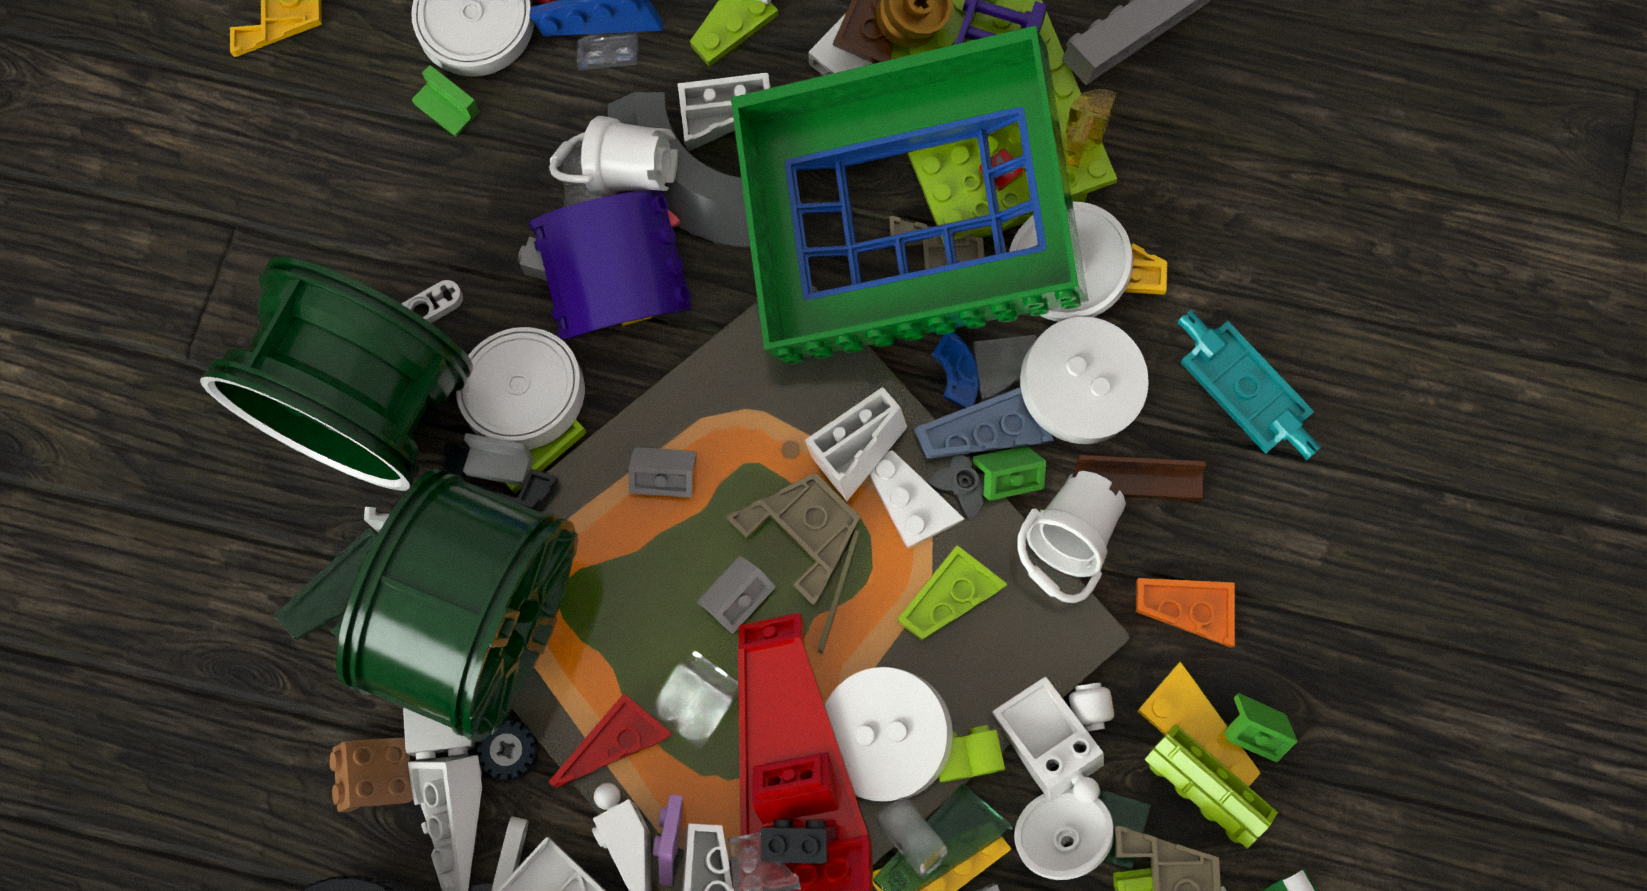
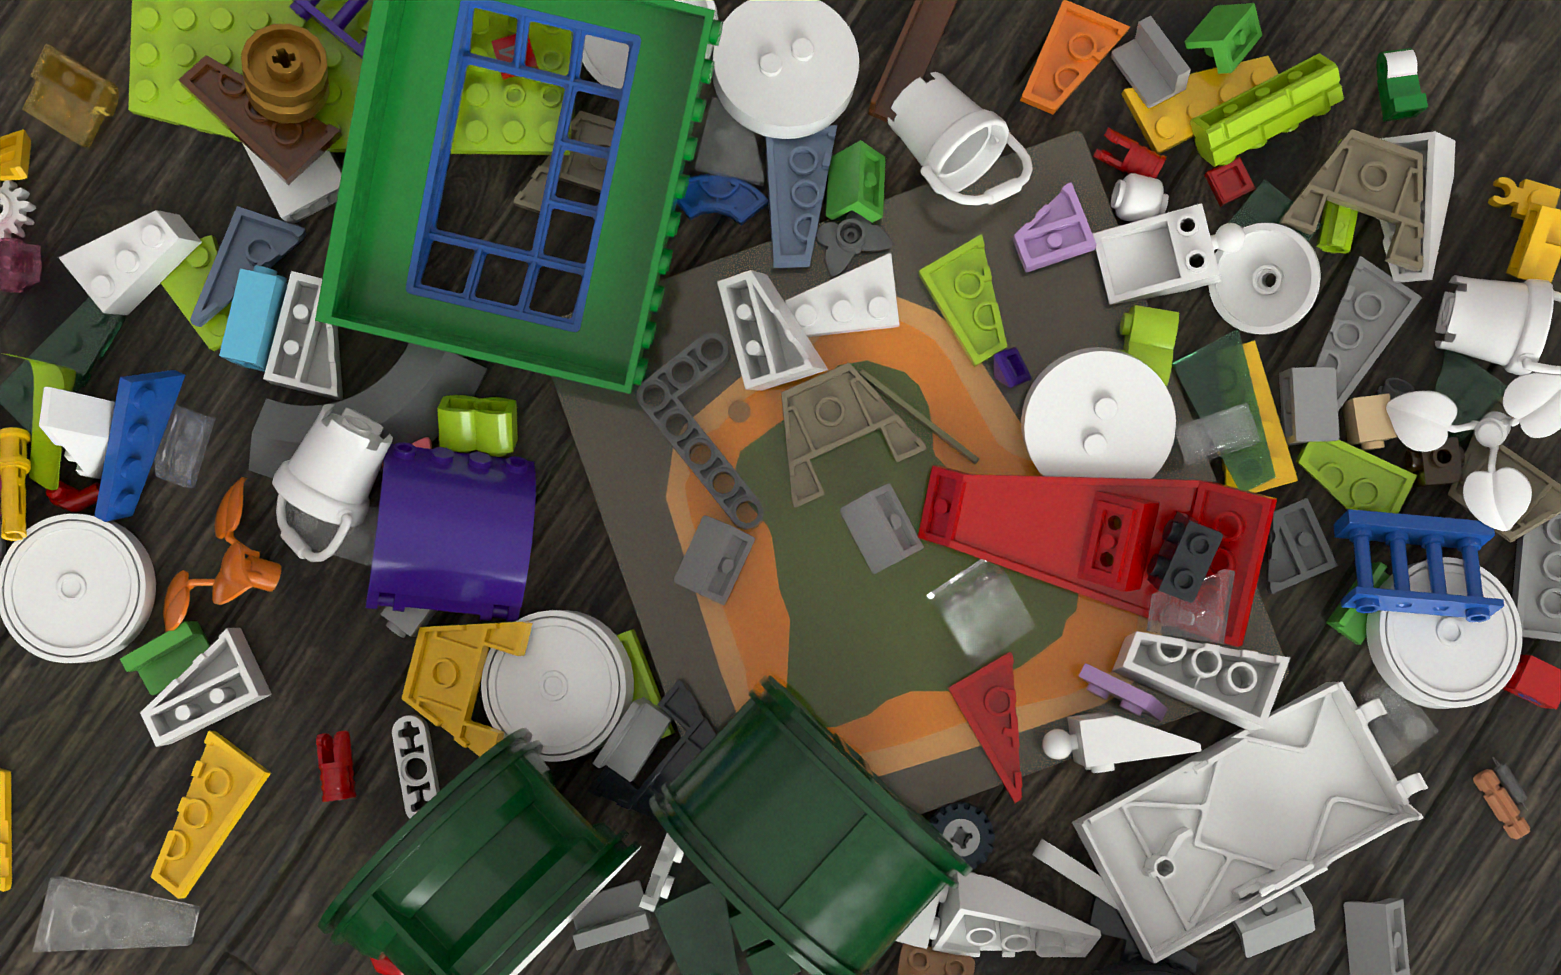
camera: 70 degrees left, 10 degrees up
(233, 130) = (104, 917): none -> clear wing
(349, 175) = (216, 800): none -> yellow wing
(351, 498) = (611, 916): none -> light grey panel
(402, 250) = (336, 766): none -> red hinge
(428, 137) = (209, 690): none -> white wedge
(503, 304) = (448, 674): none -> yellow wing
(528, 132) = (236, 571): none -> orange plant
(703, 254) = (478, 424): none -> lime brick
(722, 58) = (253, 317): none -> medium azure brick
(756, 419) = (694, 435): none -> dark grey beam
(774, 39) = (248, 242): none -> sand blue wing
(907, 650) = (1010, 368): none -> dark purple slope
(1033, 644) = (1055, 232): none -> lavender wing
(1125, 693) = (1138, 159): none -> red hinge
(1139, 780) = (1229, 182): none -> red tile
(1208, 675) = (1152, 64): none -> light grey panel

